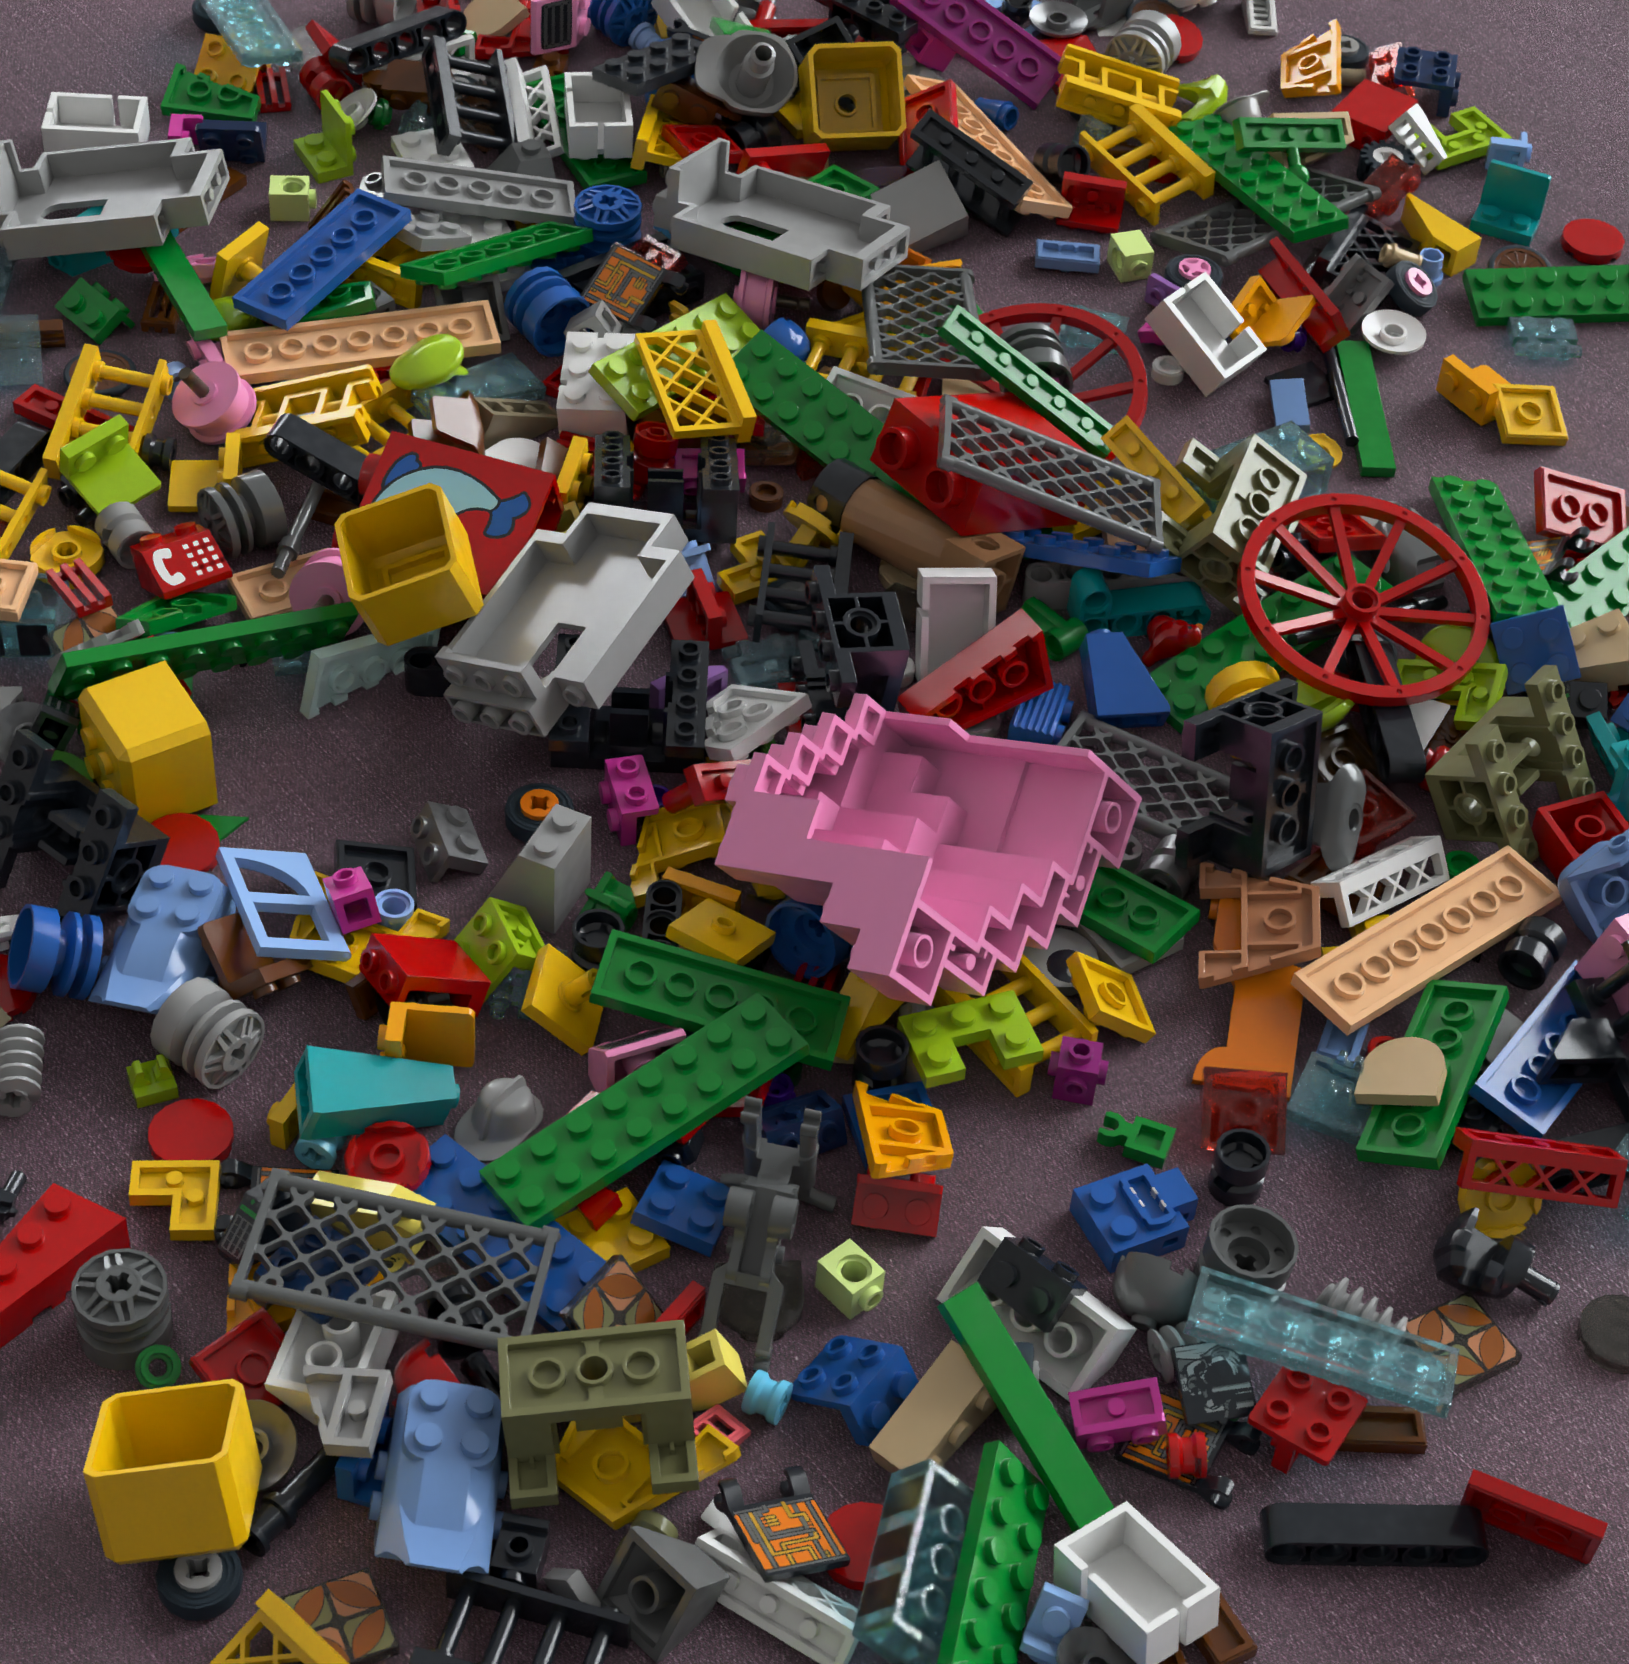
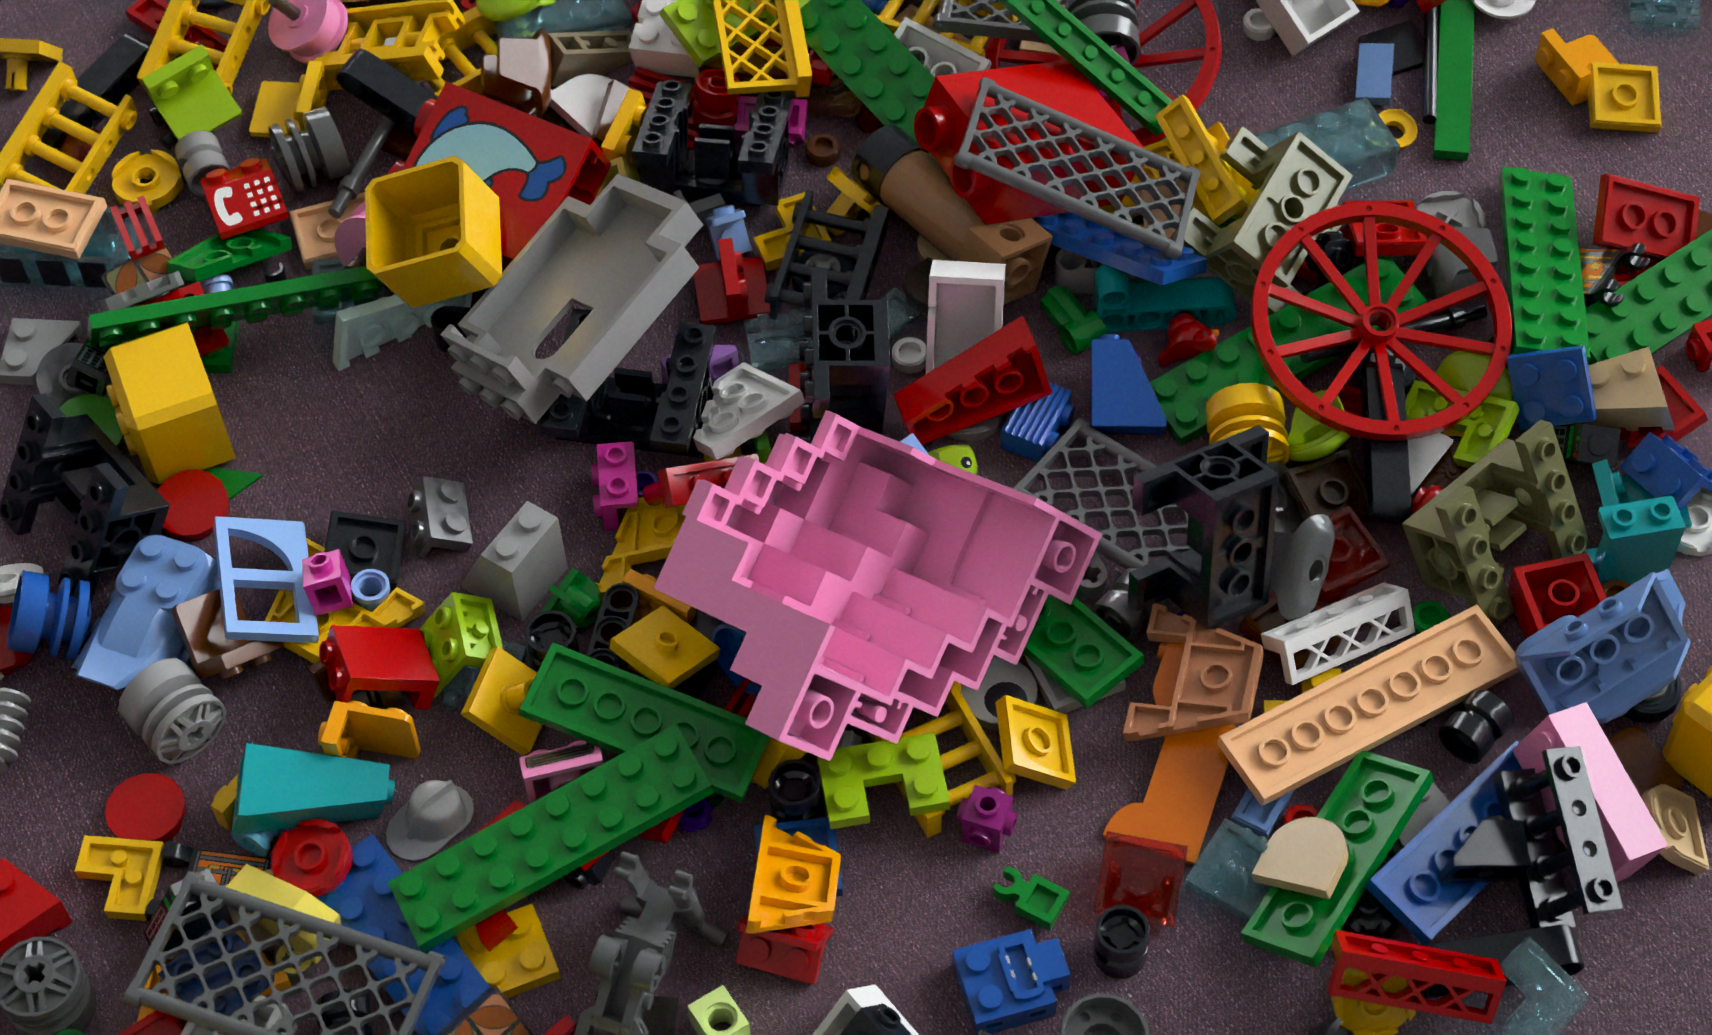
camera: 15 degrees right, 10 degrees up
(152, 1081) = (121, 751): lime tile -> none
(159, 451) = (250, 72): black wheel -> none
(530, 806) = (515, 485): black wheel -> none
(683, 1208) = (572, 928): blue plate -> none
(783, 1121) = (709, 852): dark blue bracket -> none

